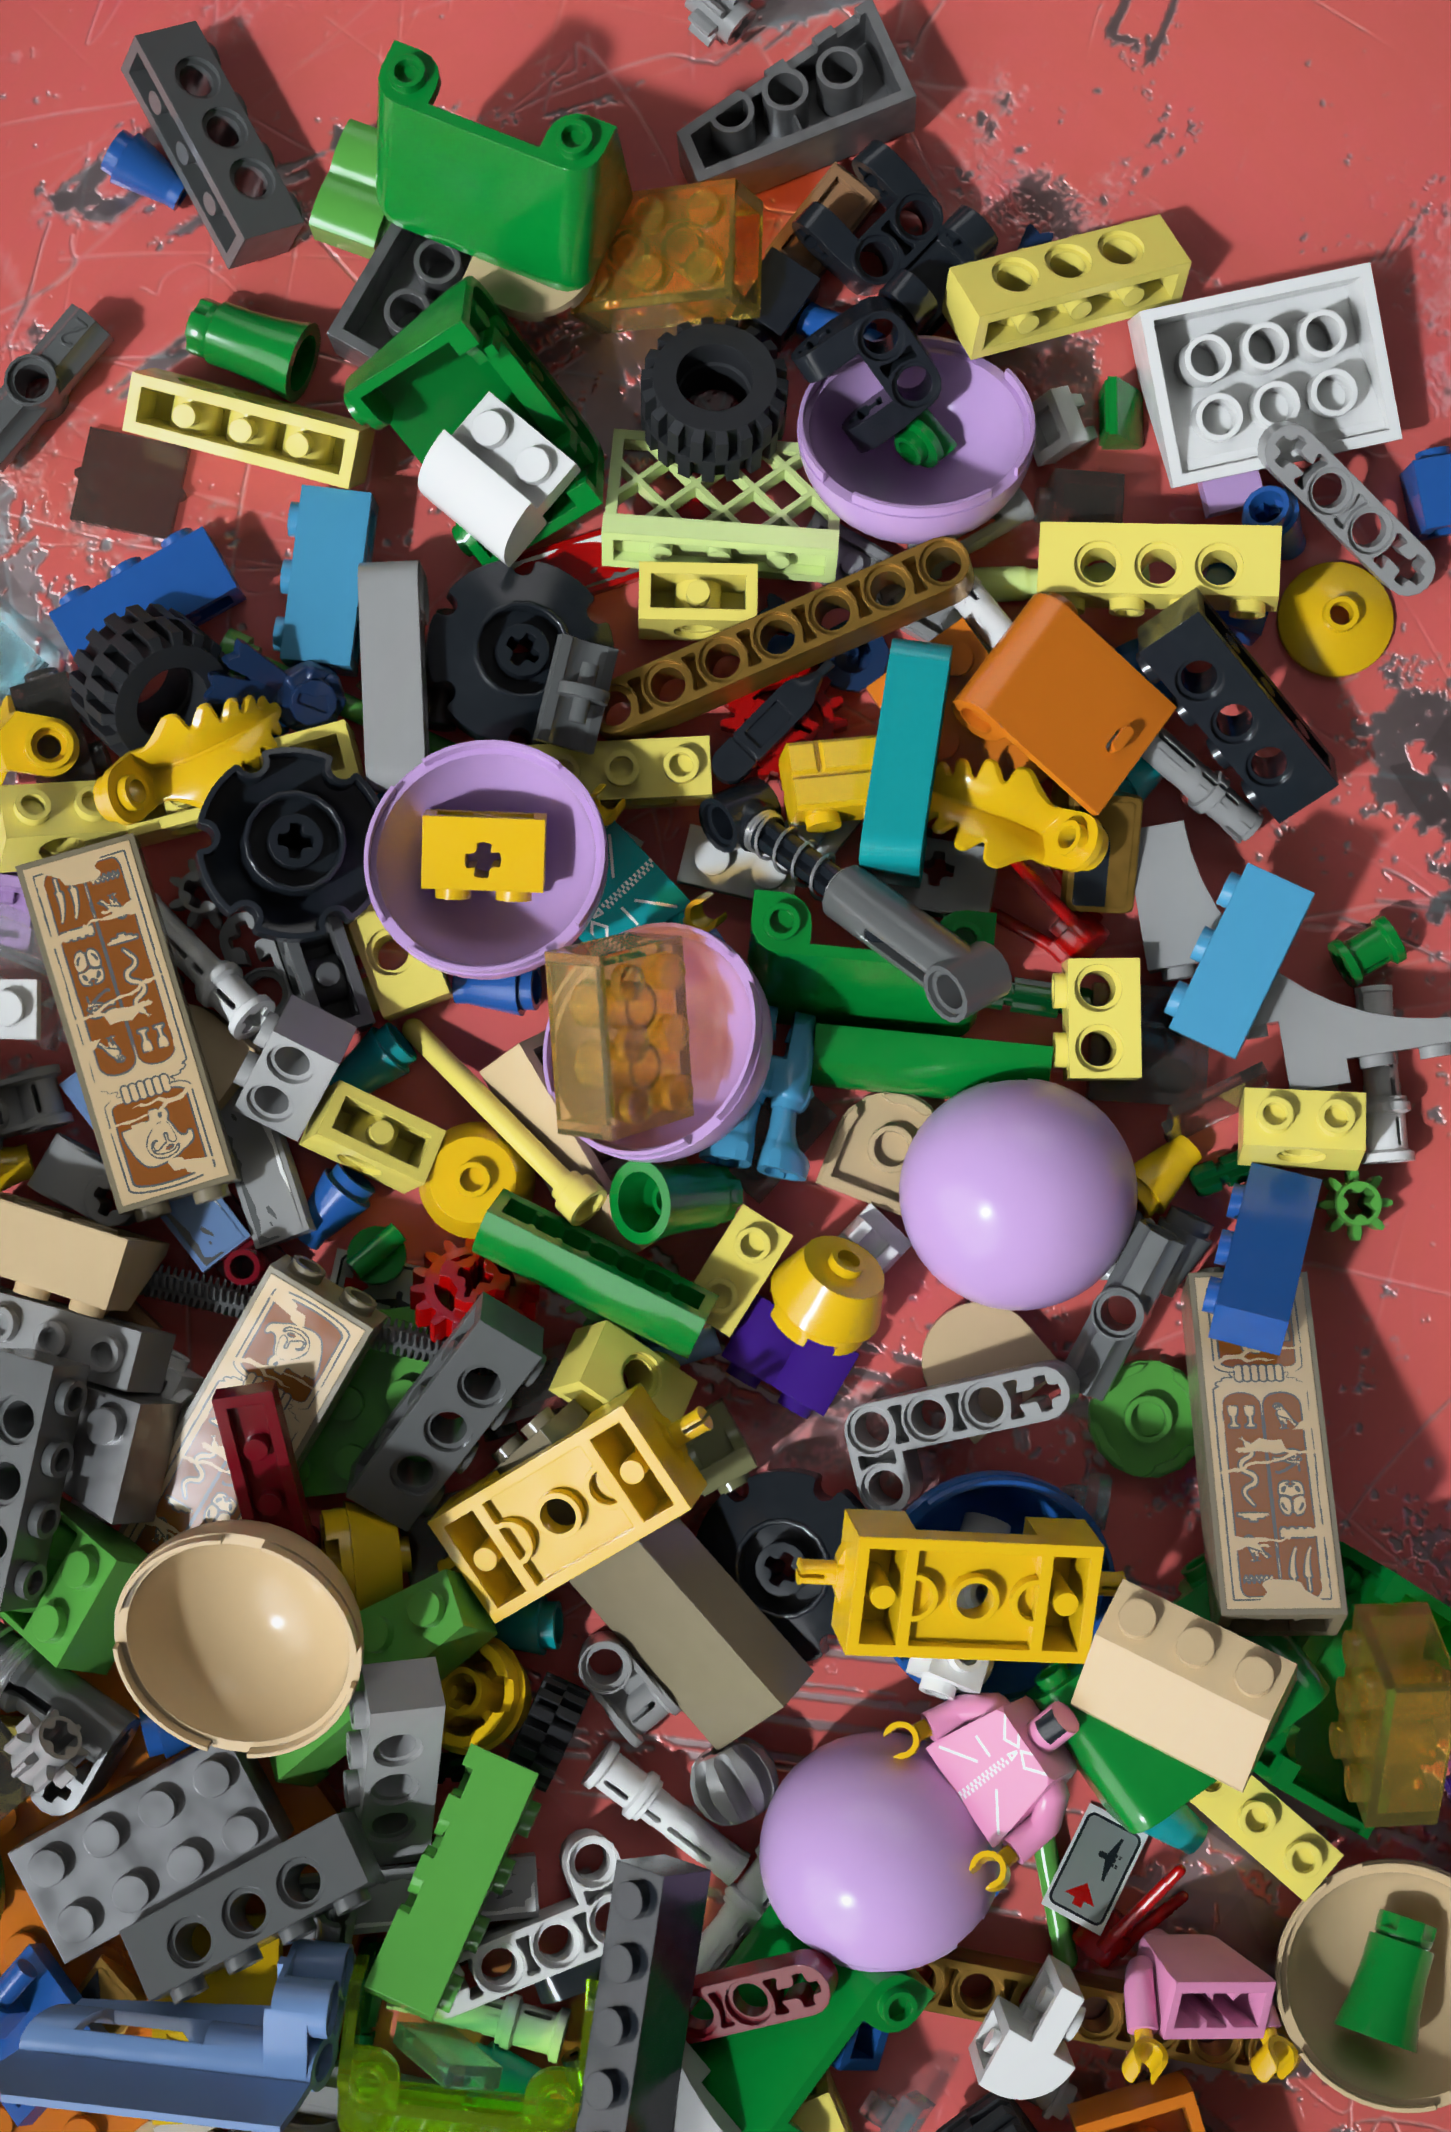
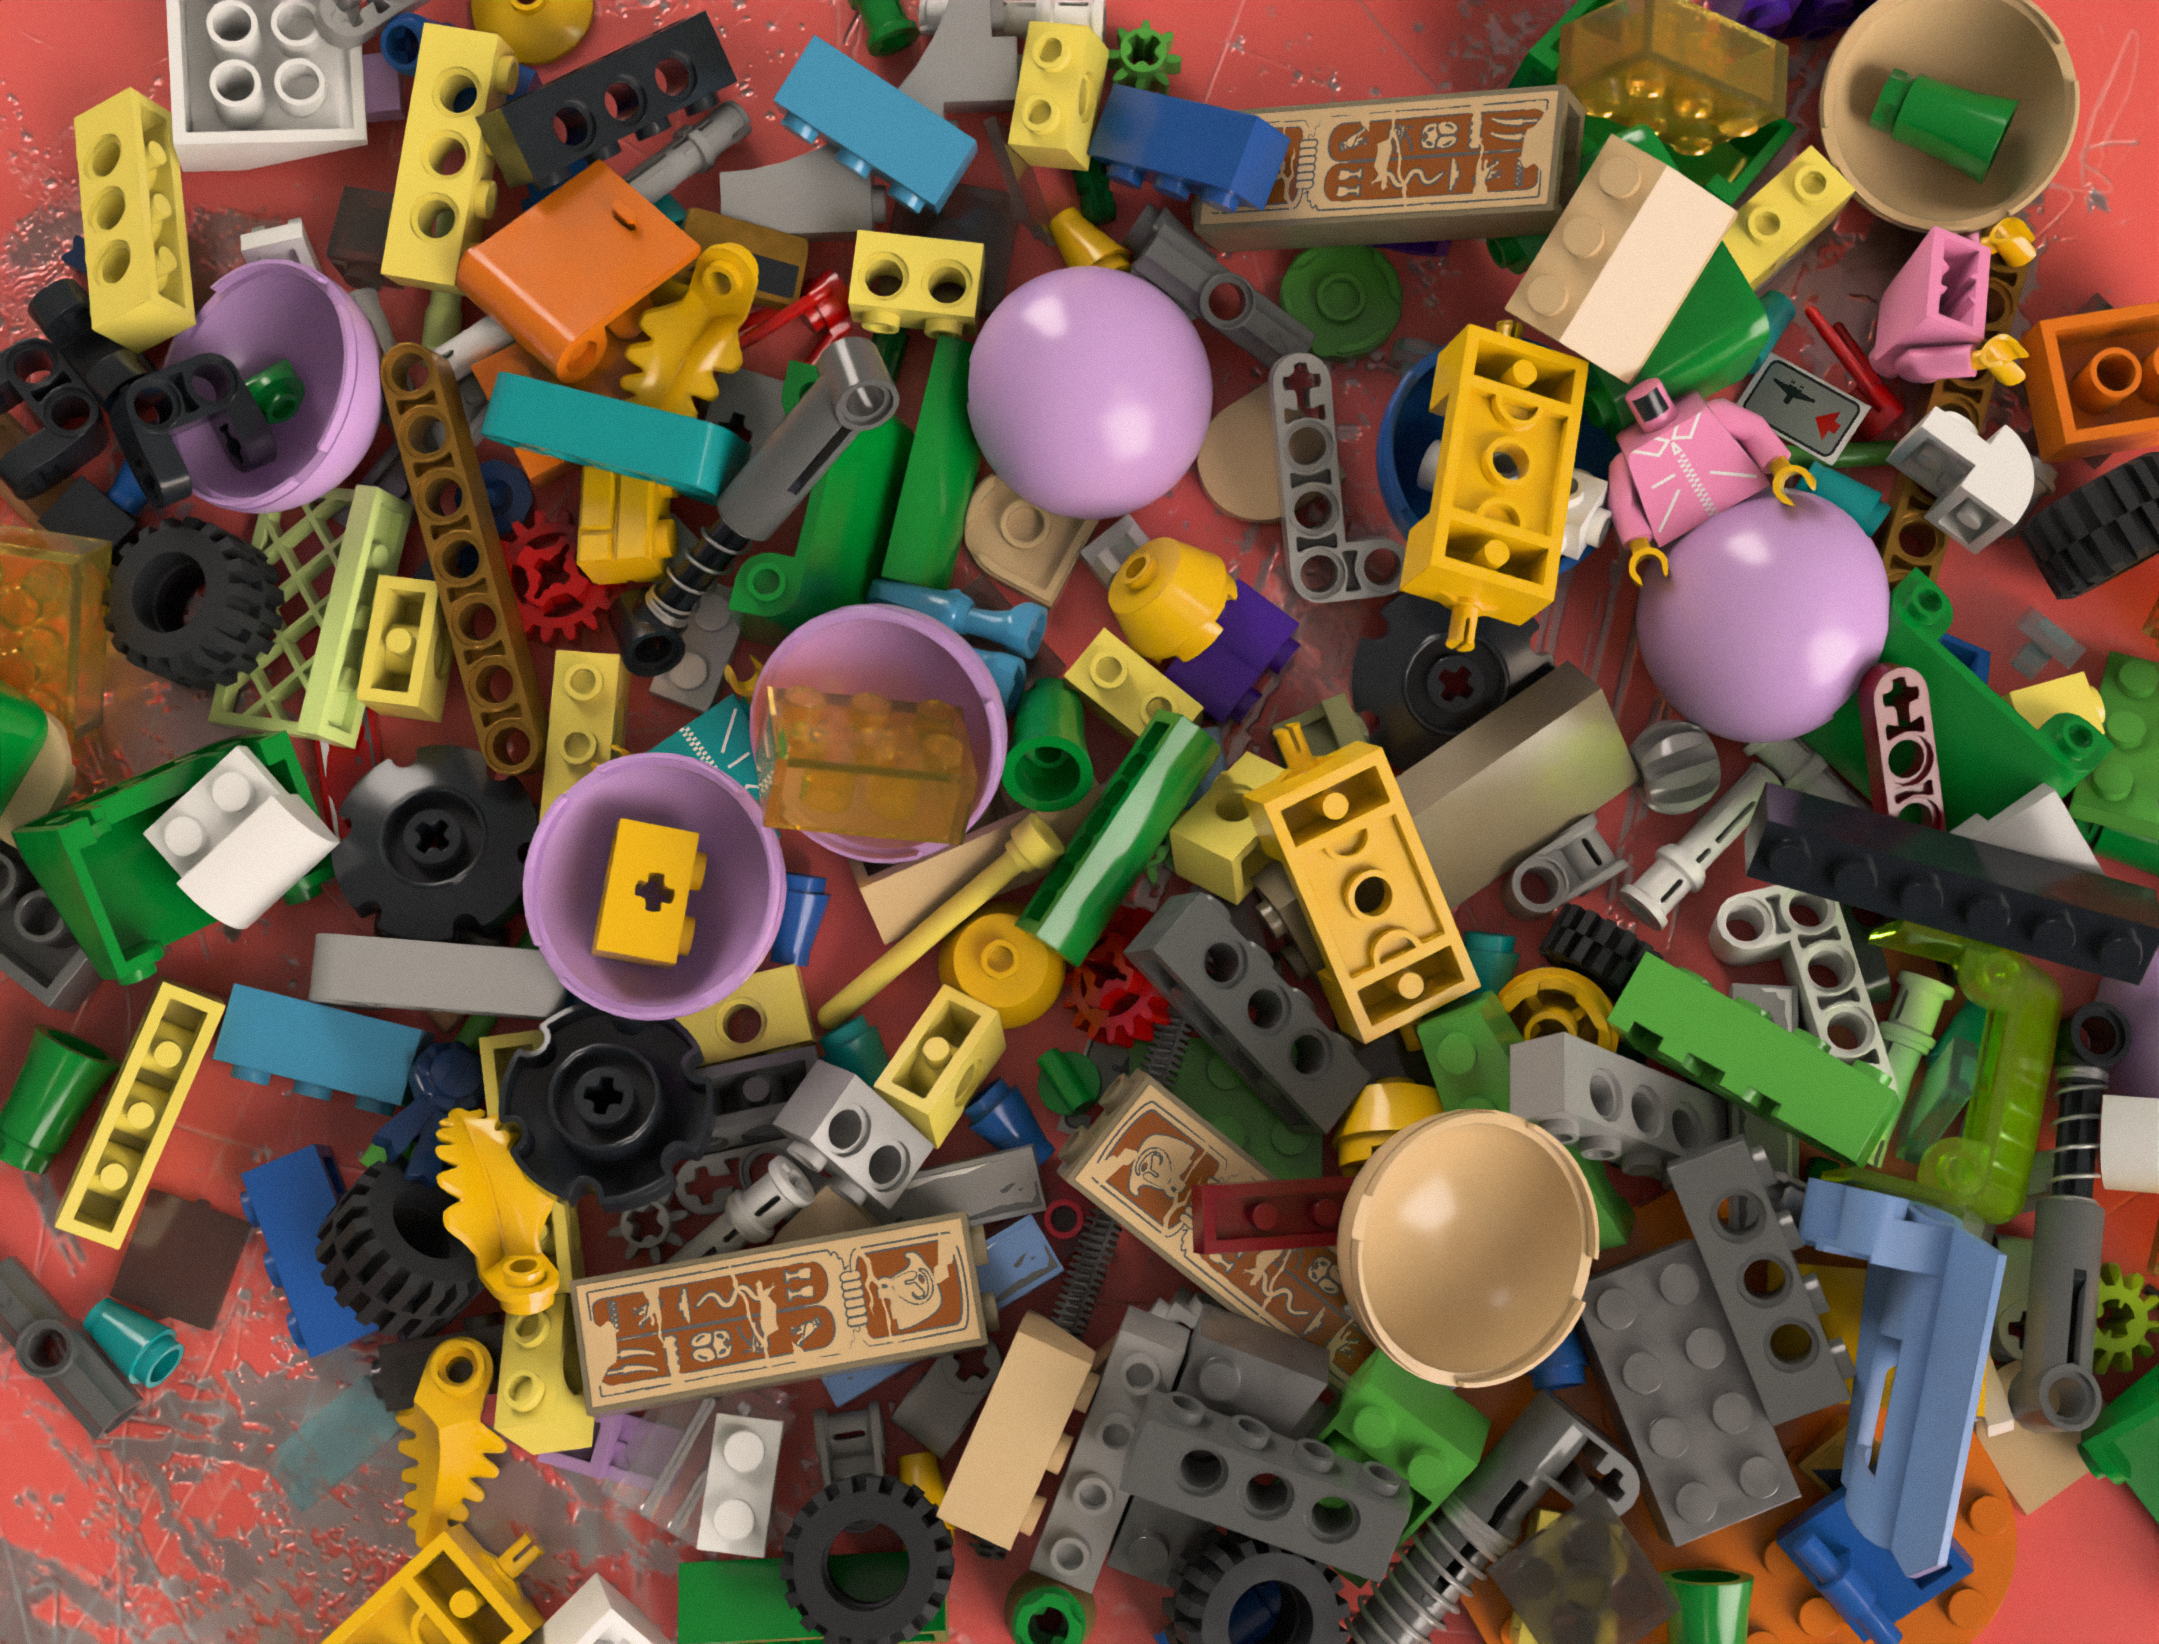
camera: 80 degrees left, 5 degrees down
(46, 1750) = (1567, 1482): light grey gear -> none
(49, 455) = (136, 1344): none -> teal cone
(575, 694) = (489, 780): dark grey hips -> none
(768, 726) = (556, 587): black piece -> none
(1009, 1917) = (1852, 496): none -> teal cone
(1120, 415) = (281, 194): green slope -> none

